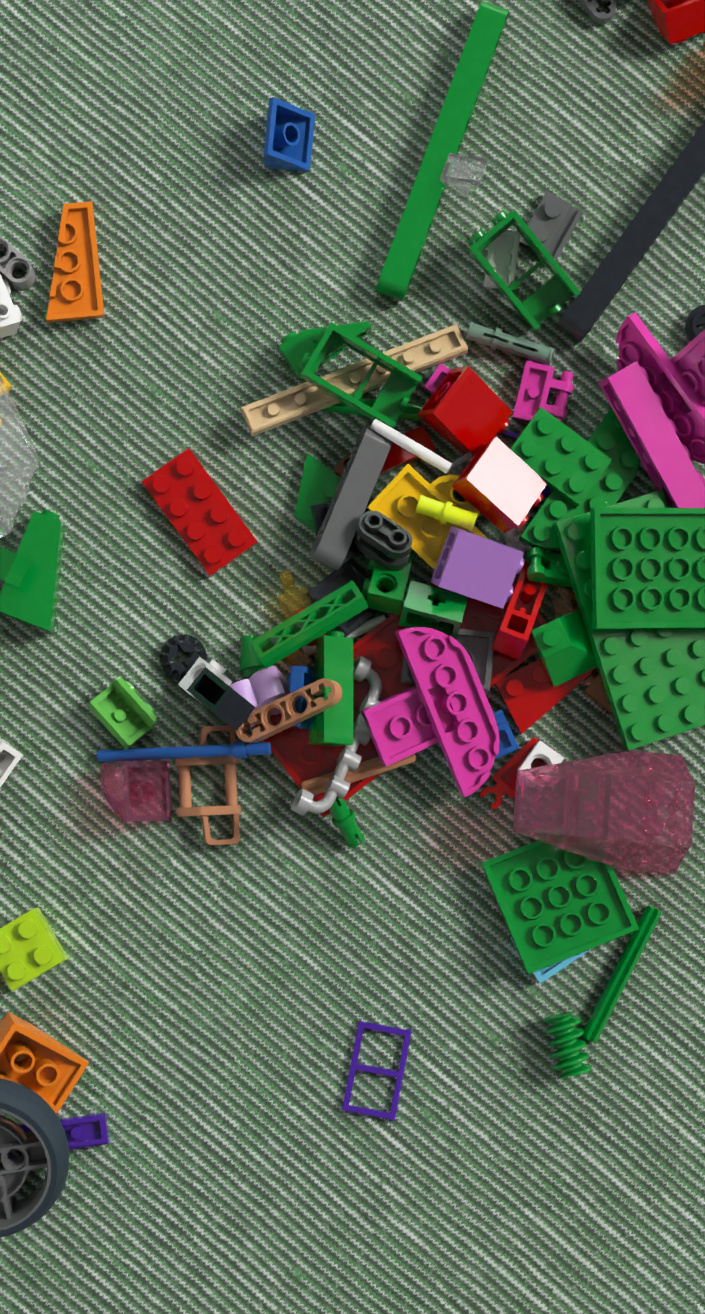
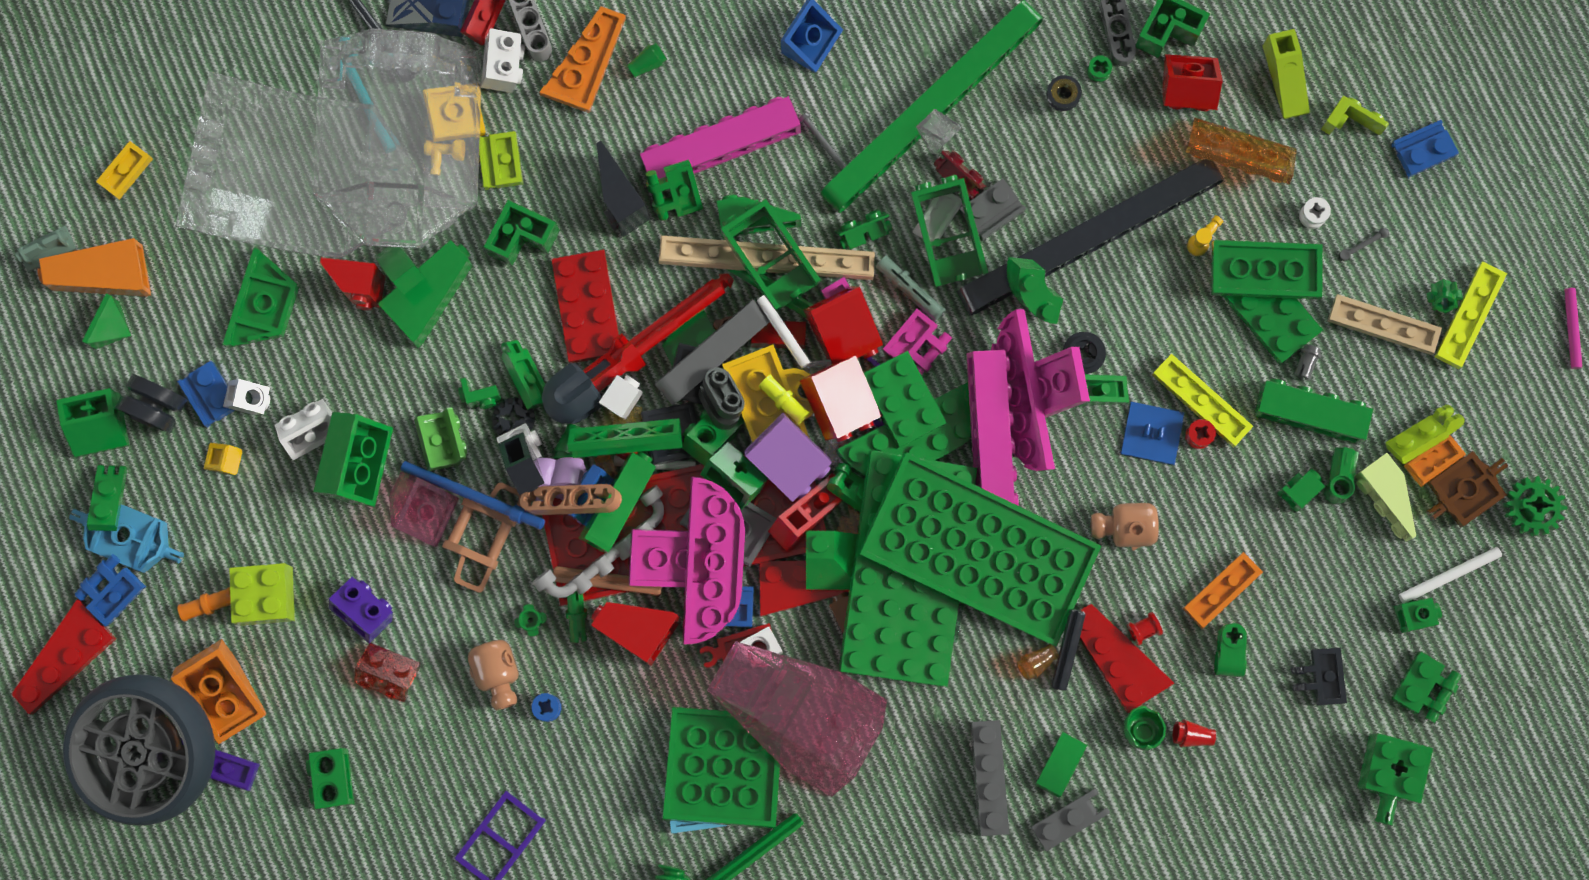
camera: 30 degrees right, 5 degrees down
(41, 407) = (500, 160): none -> lime plate
(49, 773) = (353, 459): none -> green brick
(93, 465) = (519, 226): none -> green brick
(130, 916) = (361, 609): none -> dark purple brick
(136, 237) = (647, 60): none -> green cone
(143, 652) = (482, 398): none -> green bracket
(174, 609) = (523, 373): none -> green hinge
(185, 391) = (623, 204): none -> black slope
(185, 964) = (386, 672): none -> clear red bracket
(191, 1089) = (338, 777): none -> green brick
(234, 601) = (574, 392): none -> piece
(238, 349) = (682, 187): none -> green plate
(251, 285) = (727, 139): none -> dark pink brick
(283, 584) = (621, 396): none -> white brick
(292, 912) = (494, 670): none -> nougat piece
(307, 841) = (538, 620): none -> green plate
(351, 237) = (805, 119): none -> dark grey piece
(359, 922) = (550, 709): none -> blue wheel
(410, 805) = (636, 628): none -> red slope
(442, 297) = (854, 231): none -> green hinge
(492, 202) = (953, 165): none -> dark red hinge
(570, 70) = (1071, 90): none -> black piece
(584, 28) = (1100, 61): none -> green bush
(629, 287) = (1029, 287): none -> green brick

